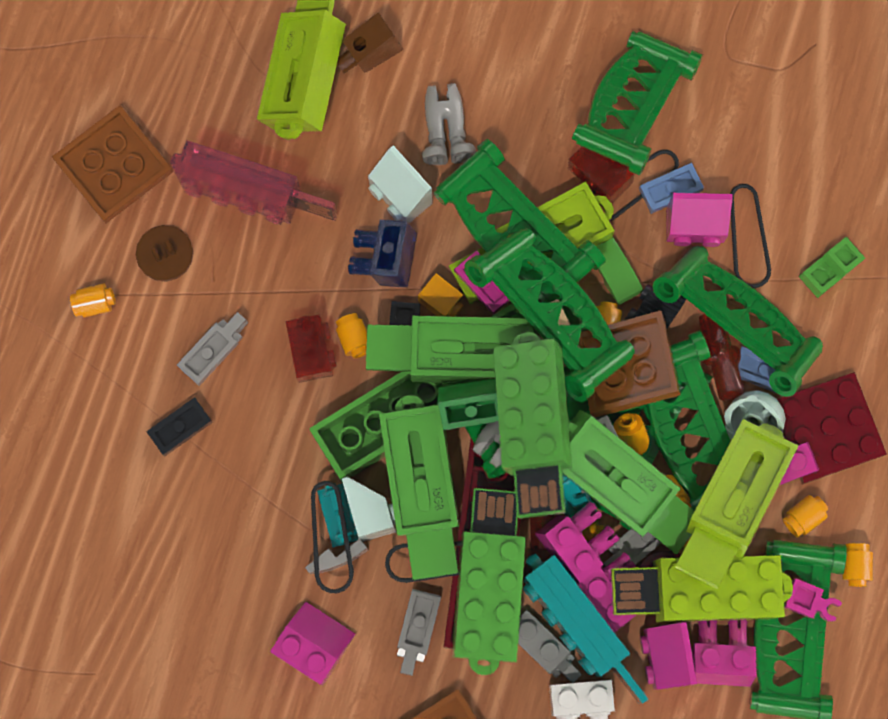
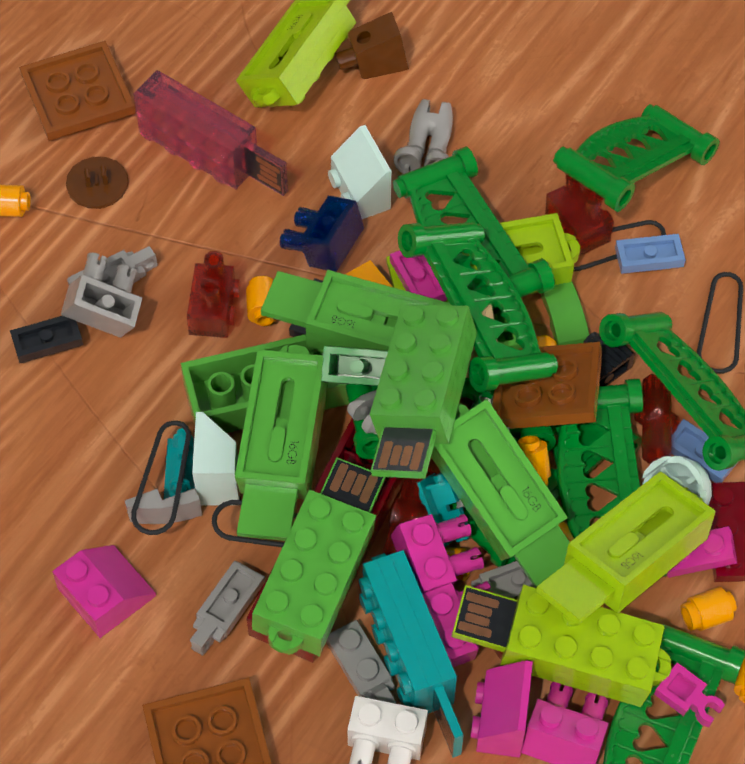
camera: 15 degrees right, 20 degrees down
(212, 389) = (100, 304): none -> light grey brick
(698, 218) = (670, 280): dark pink slope -> none

